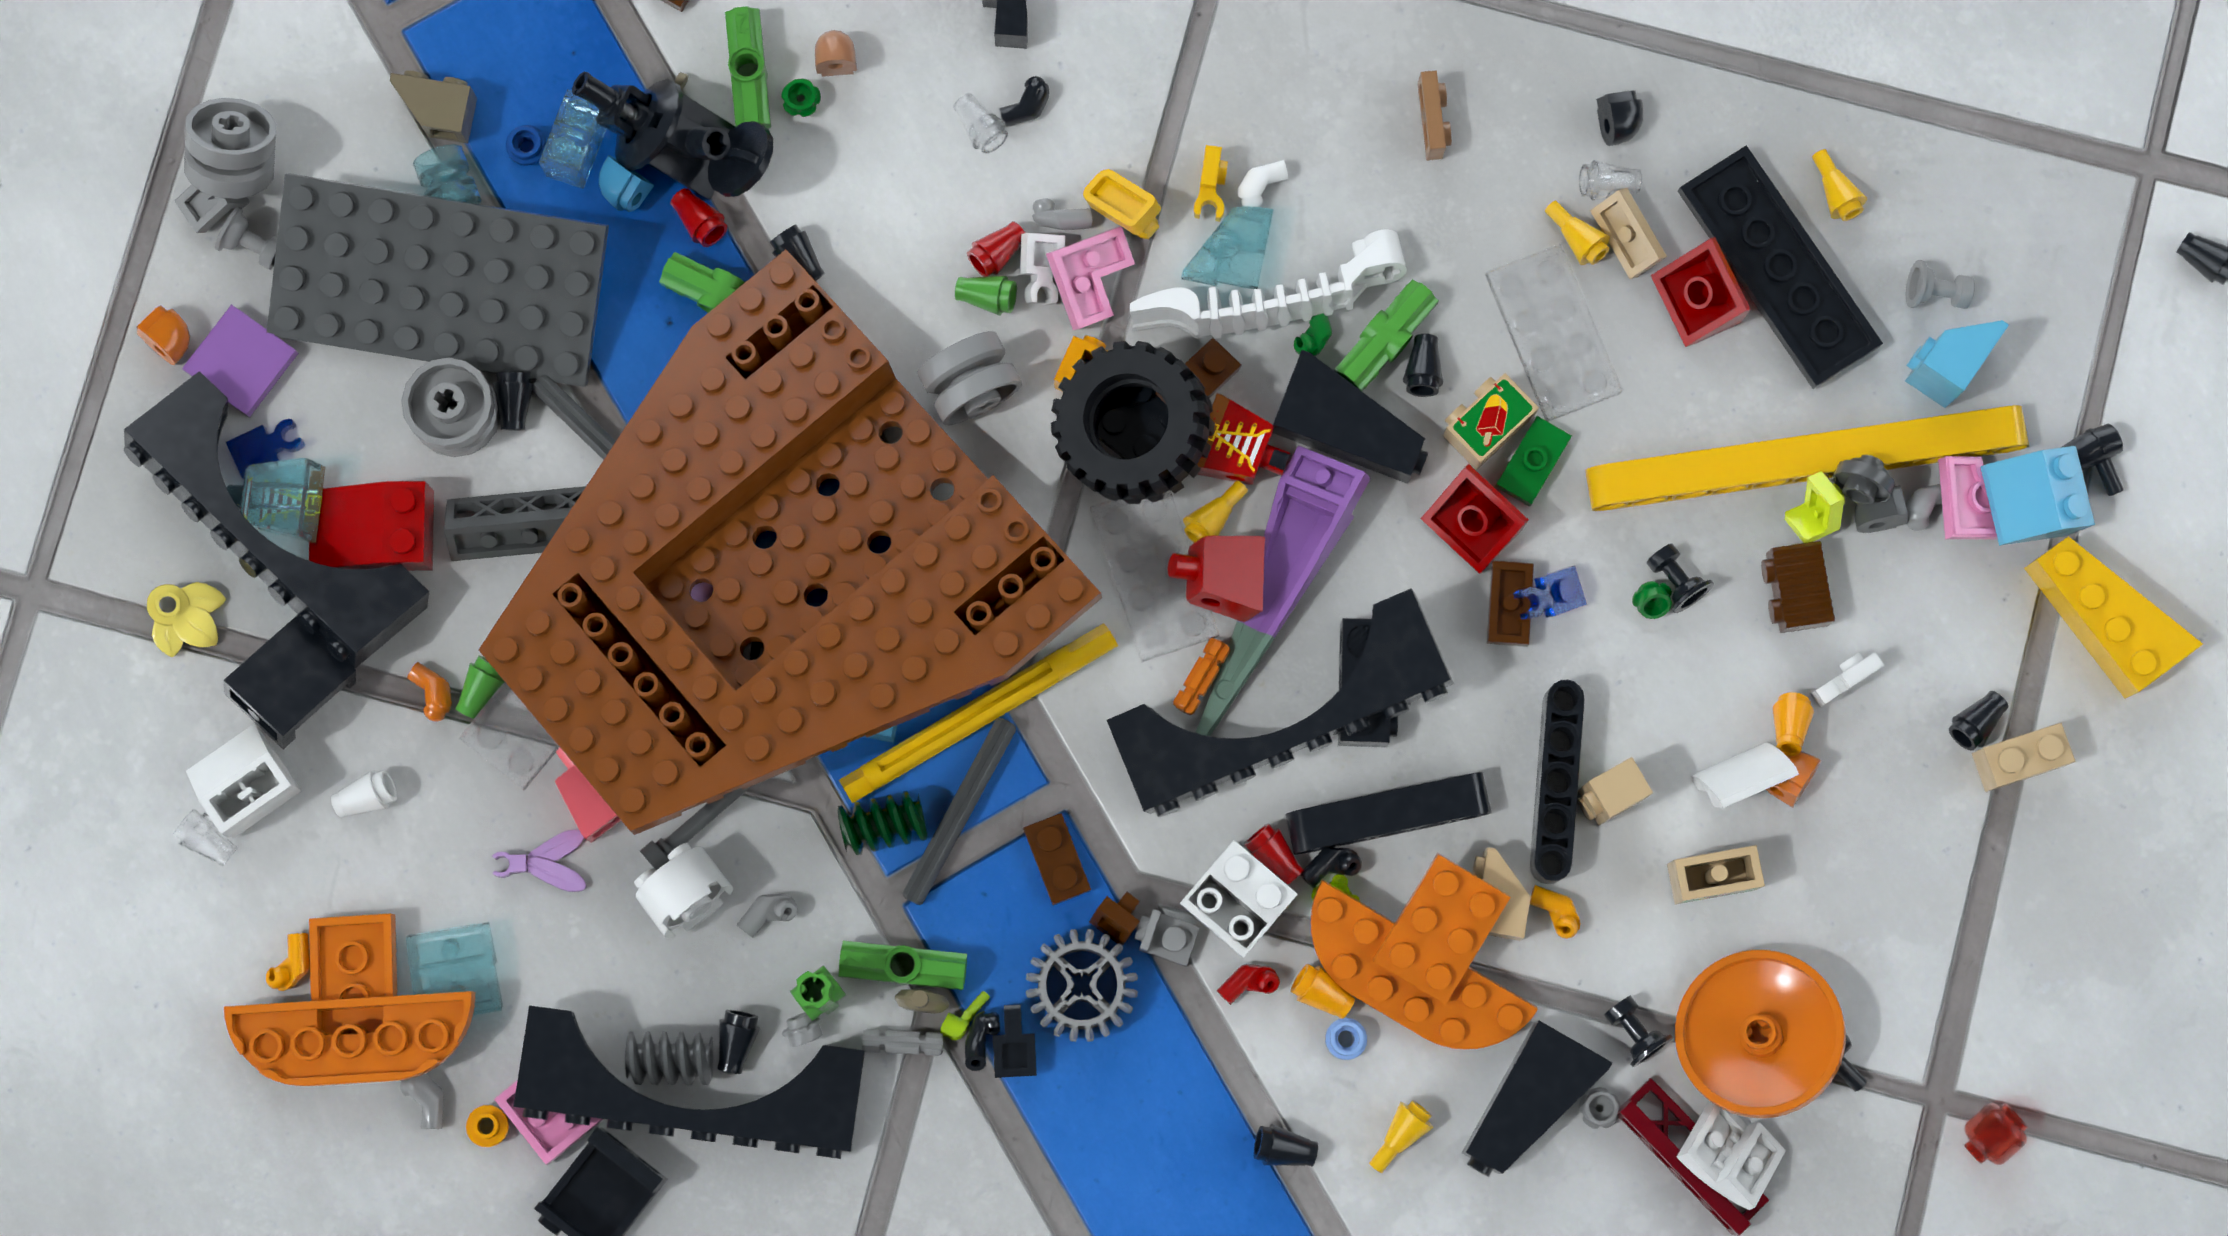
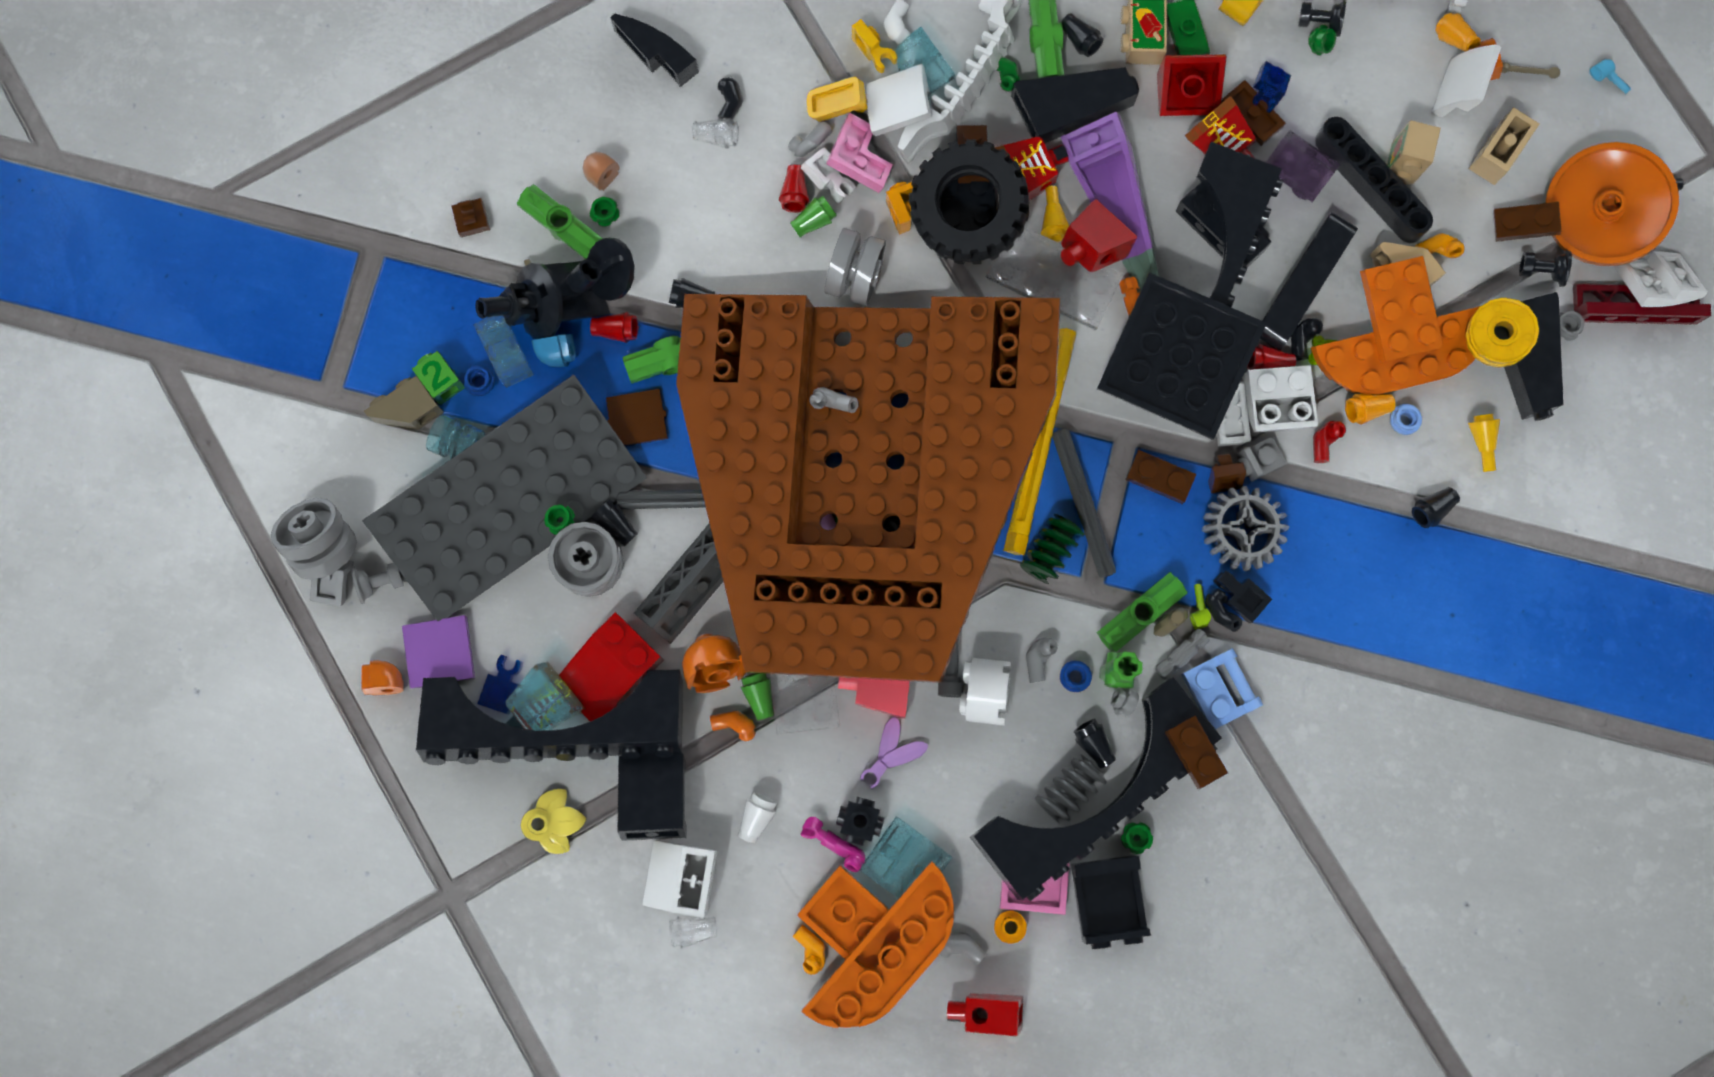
camera: 45 degrees left, 0 degrees up
(386, 1182) = (1003, 1012): none -> red torso
(414, 916) = (853, 855): none -> dark pink arm
(458, 337) = (554, 513): none -> green plate
(463, 613) = (711, 663): none -> orange cylinder
(464, 896) = (846, 820): none -> black brick
(491, 106) = (438, 377): none -> bright green brick
(635, 321) = (637, 417): none -> reddish brown piece
(696, 1161) = (1143, 843): none -> green plate
(774, 952) = (1083, 669): none -> blue plate
(810, 1138) = (1196, 752): none -> reddish brown plate
(816, 481) = (831, 399): none -> light grey arm
(892, 1106) = (1212, 693): none -> light blue plate
(1178, 258) = (898, 100): none -> white slope
(1178, 762) = (1181, 356): none -> black plate
(1183, 866) = (1235, 425): none -> white plate
(1454, 598) = (1224, 127): none -> torso
(1491, 1026) = (1510, 314): none -> yellow wheel
(1496, 699) = (1302, 166): none -> clear purple brick
(1665, 970) = (1527, 221): none -> reddish brown plate
(1853, 854) = (1553, 72): none -> dark tan hinge
(1905, 901) = (1606, 69): none -> medium azure hand

